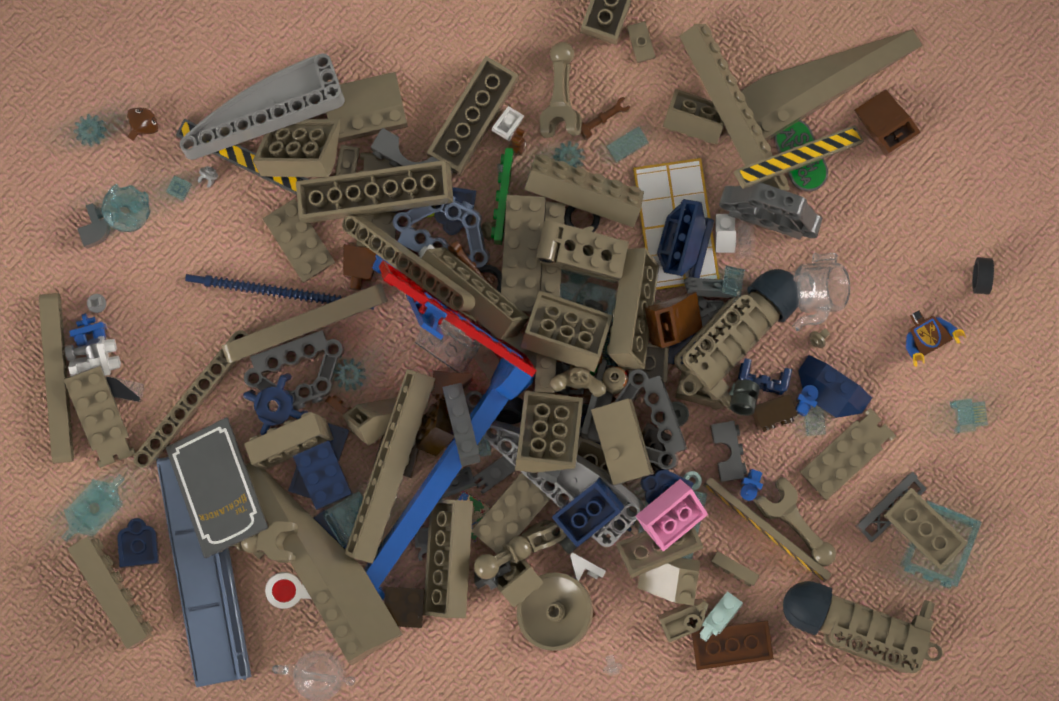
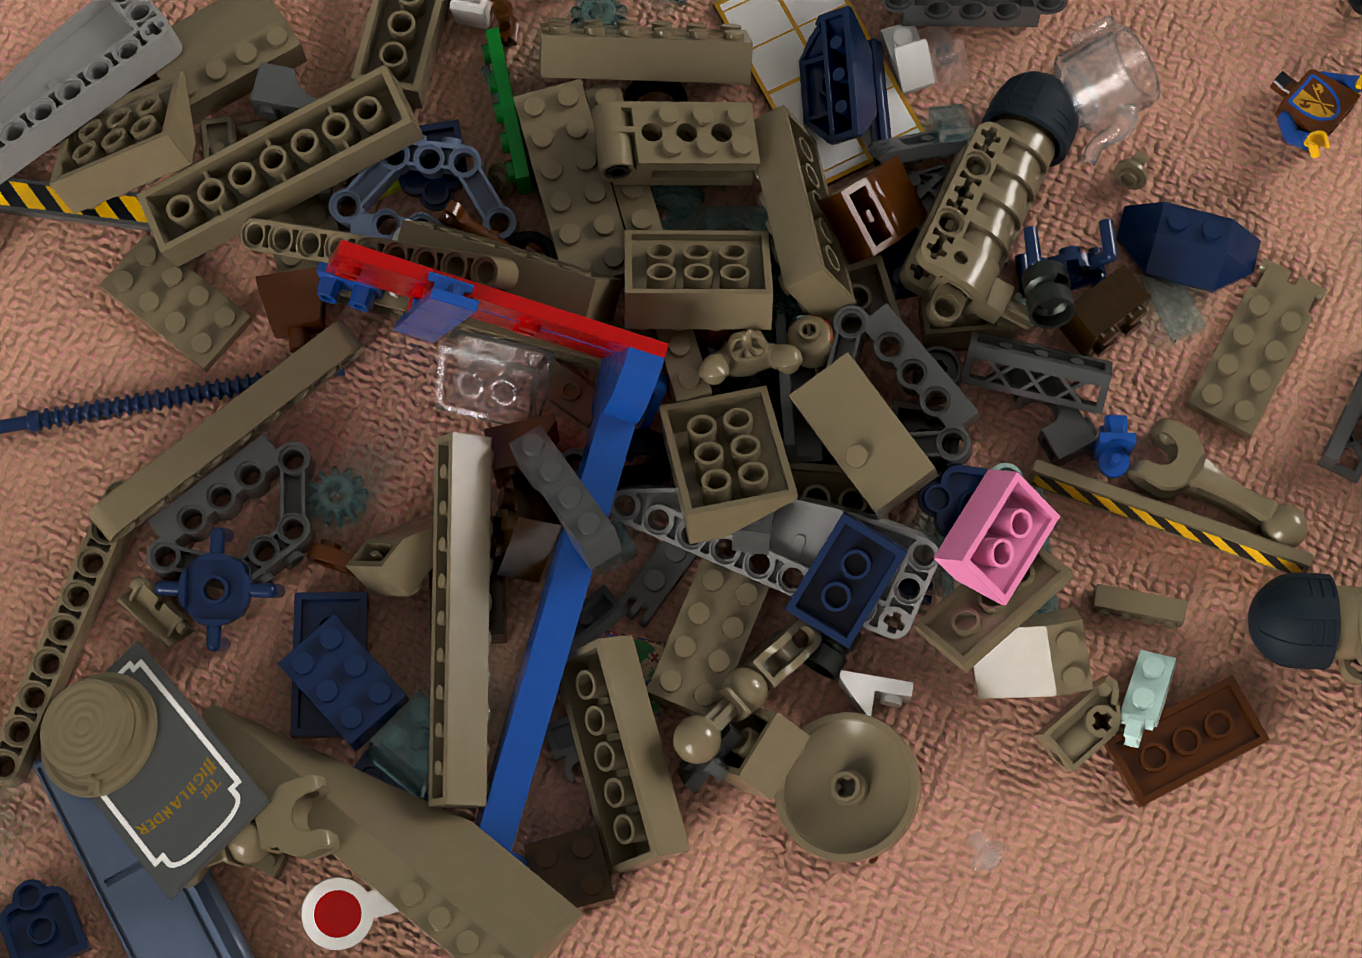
camera: 20 degrees left, 10 degrees down
(193, 459) = (98, 734): none -> dark tan piece
(239, 405) = (158, 617): none -> dark tan hinge
(285, 442) = (248, 649): dark tan brick -> none
(728, 429) = (1041, 360): none -> dark grey fence
(806, 400) = (1155, 271): blue hips -> none

